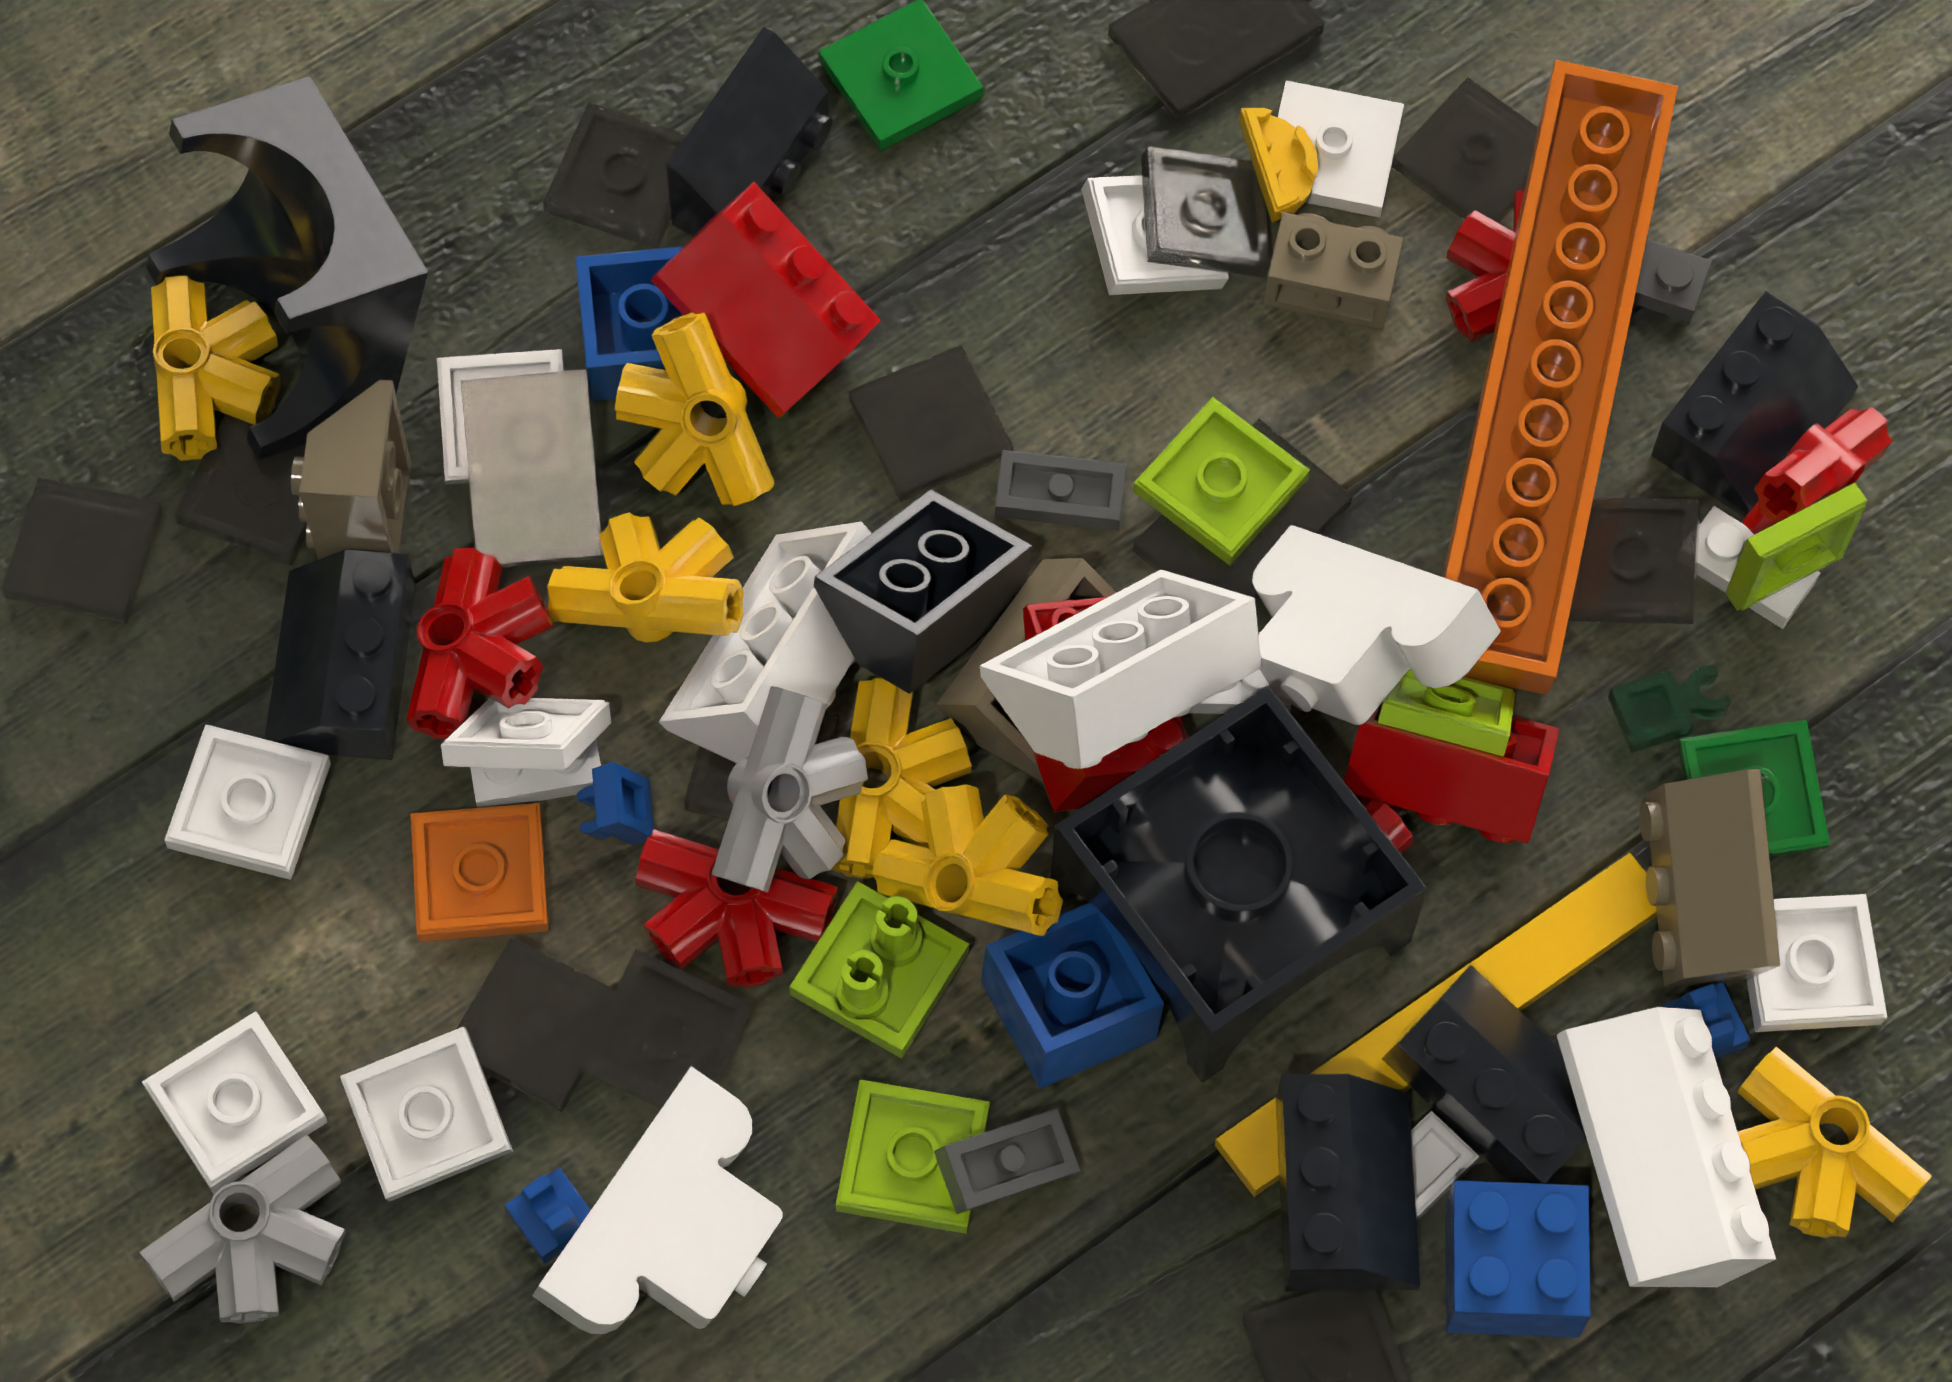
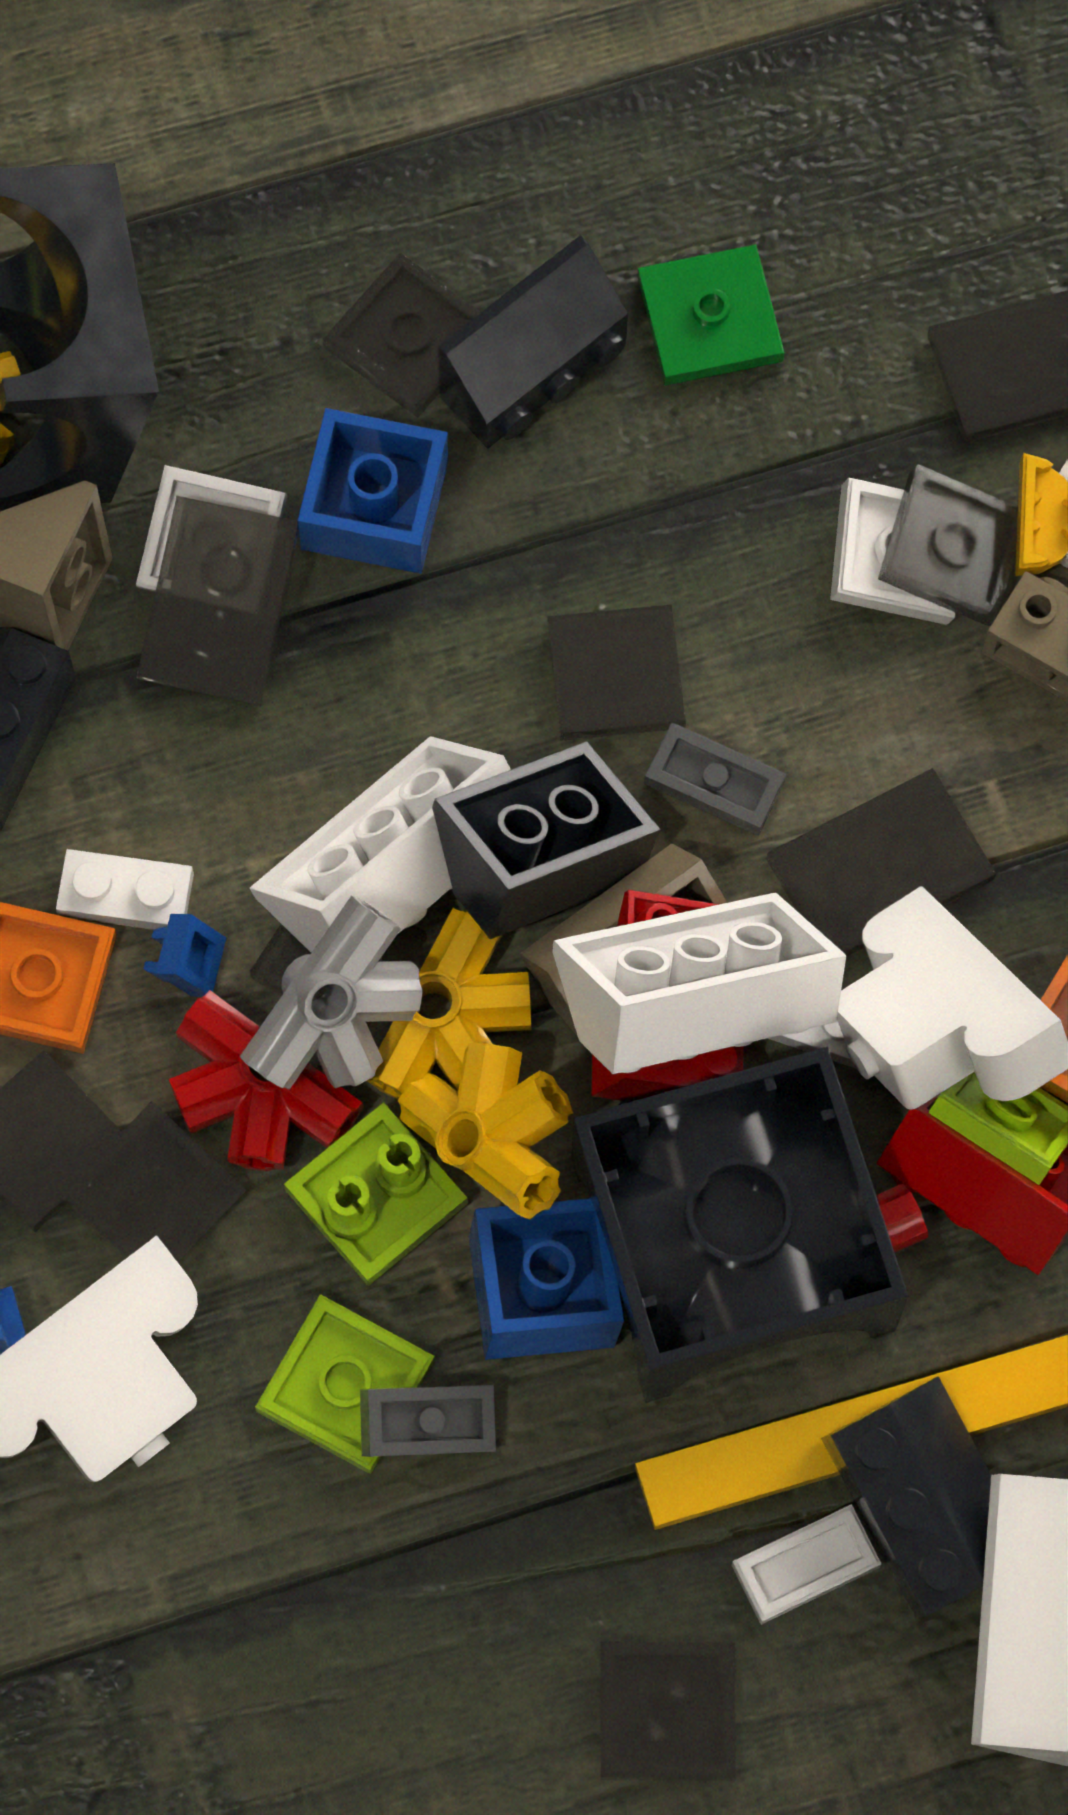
camera: 20 degrees right, 5 degrees up
(473, 642) = (101, 754): red piece -> none
(527, 736) = (120, 861): white plate -> none
(649, 586) = (289, 751): yellow piece -> none
(688, 434) = (375, 614): yellow piece -> none
(768, 299) = (490, 506): red slope -> none
(1221, 481) = (872, 819): lime tile -> none
(1346, 1185) = (740, 1552): black slope -> none
(1517, 1259) = (879, 1677): blue brick -> none

